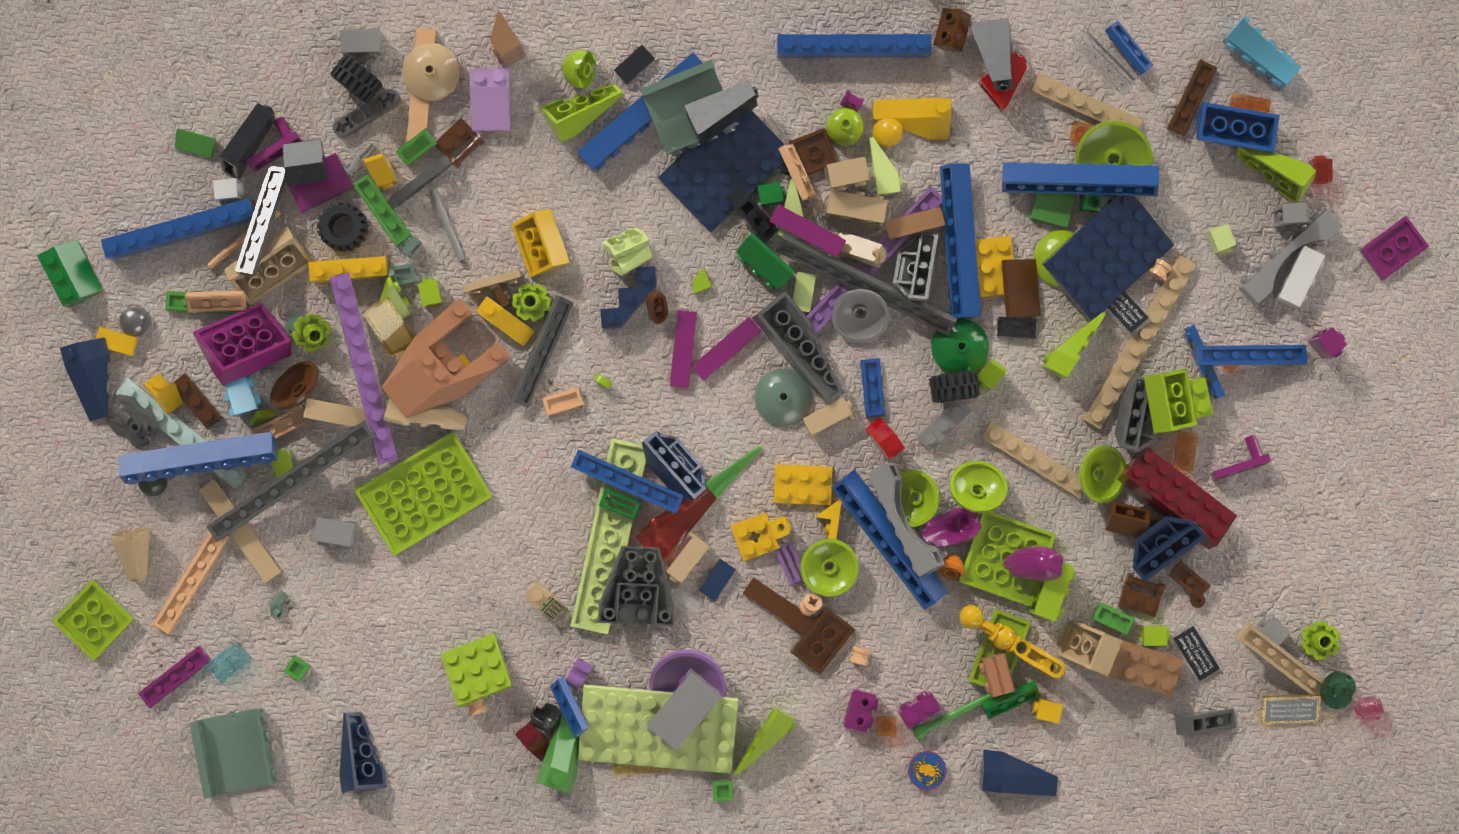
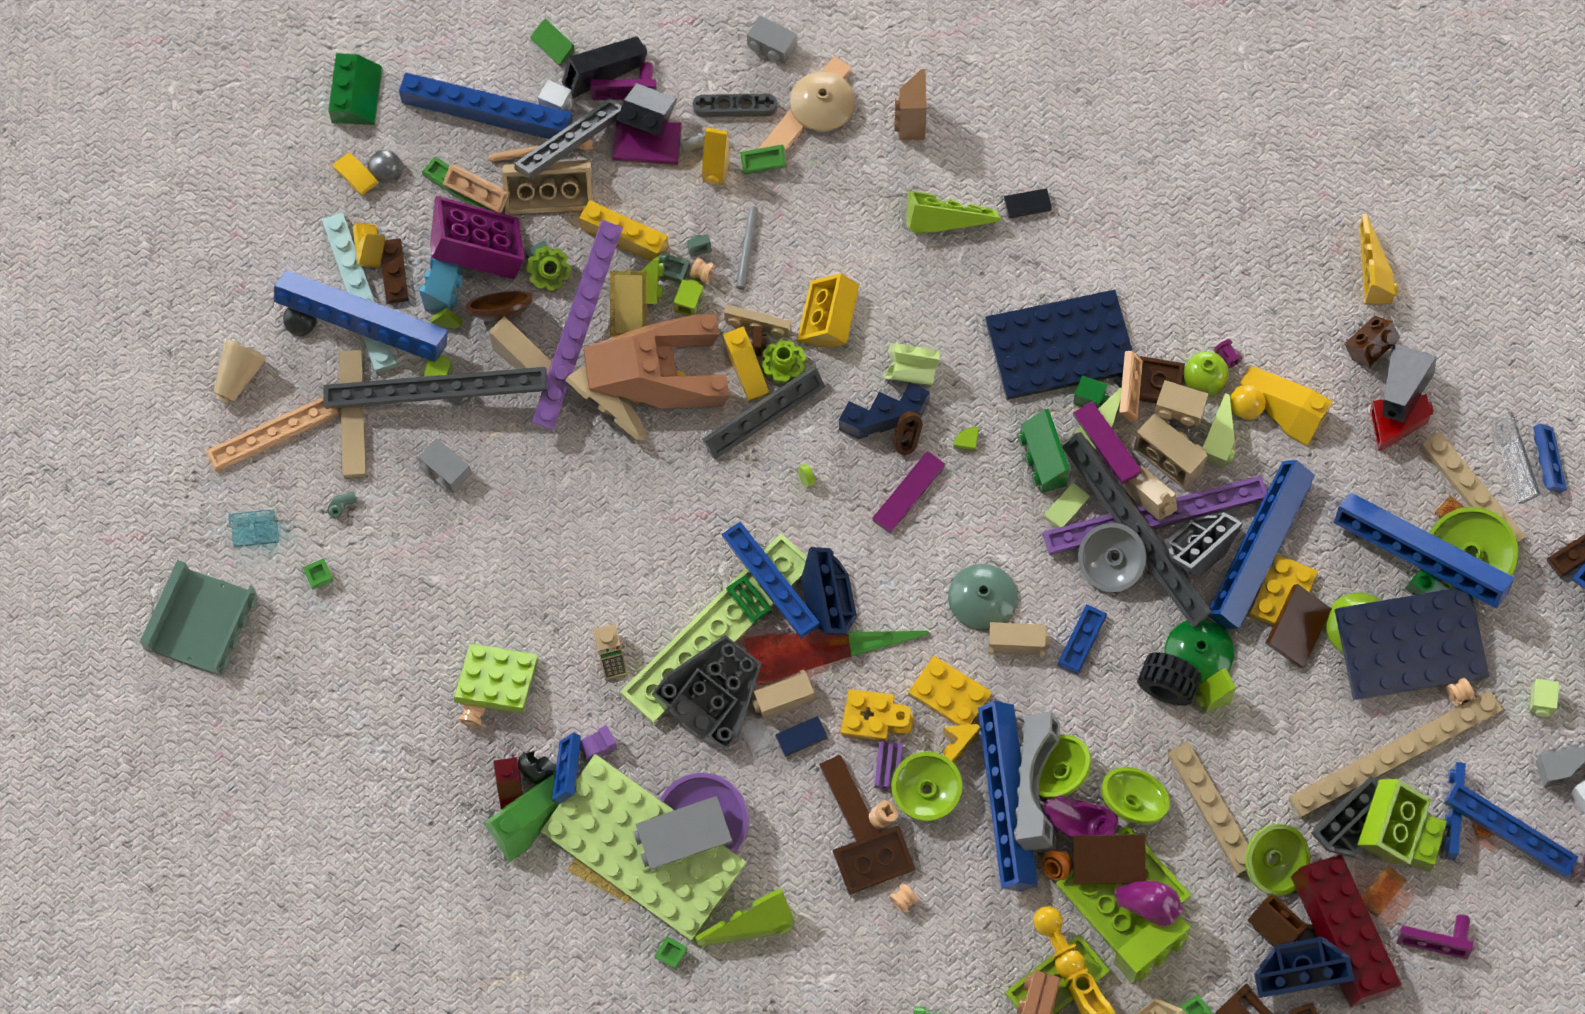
camera: 35 degrees right, 20 degrees down
(87, 368) = (310, 181): dark blue wedge -> none
(93, 620) = (152, 413): lime plate -> none
(133, 421) = (323, 253): dark grey piece -> none
(174, 677) = (190, 513): magenta tile -> none
(284, 423) = (468, 340): light nougat tile -> none
(331, 215) = (638, 175): black tyre -> none
(356, 79) = (746, 64): black tyre -> none
(359, 762) = (316, 702): dark blue wedge -> none
(382, 210) = (692, 198): bright green tile -> none
(420, 181) = (746, 191): dark grey beam -> none
(423, 493) = (557, 480): lime plate -> none
(427, 265) = (702, 271): none -> light nougat wheel
(454, 138) = (804, 174): reddish brown plate -> none
(490, 100) = (864, 154): lavender slope -> none
(563, 401) = (754, 474): light nougat tile -> none
(578, 68) = (970, 174): lime cylinder -> none
(625, 126) = (1008, 249): blue brick -> none
(667, 100) = (1057, 264): sand green panel -> none
(720, 110) = (1088, 280): slope -> none
(726, 348) = (953, 516): magenta tile -> none
(751, 213) = (1059, 399): black slope -> none
(796, 341) = (1030, 548): dark grey wedge -> none
(853, 45) = (1261, 302): blue brick -> none
(860, 710) = (869, 955): magenta brick -> none
(885, 439) = (1064, 695): red slope -> none
(886, 726) = (887, 988): clear orange plate -> none
(914, 223) = (1223, 500): medium nougat tile -> none
(919, 709) = (932, 990): magenta brick -> none
(944, 424) = (1136, 715): light grey plate -> none
(987, 545) = (1109, 858): none -> reddish brown tile
(1019, 335) = (1276, 658): black tile -> none
(1053, 208) = (1380, 569): bright green tile -> none
(1065, 356) = (1313, 717): lime wedge -> none
(1128, 313) = (1400, 715): black piece -> none

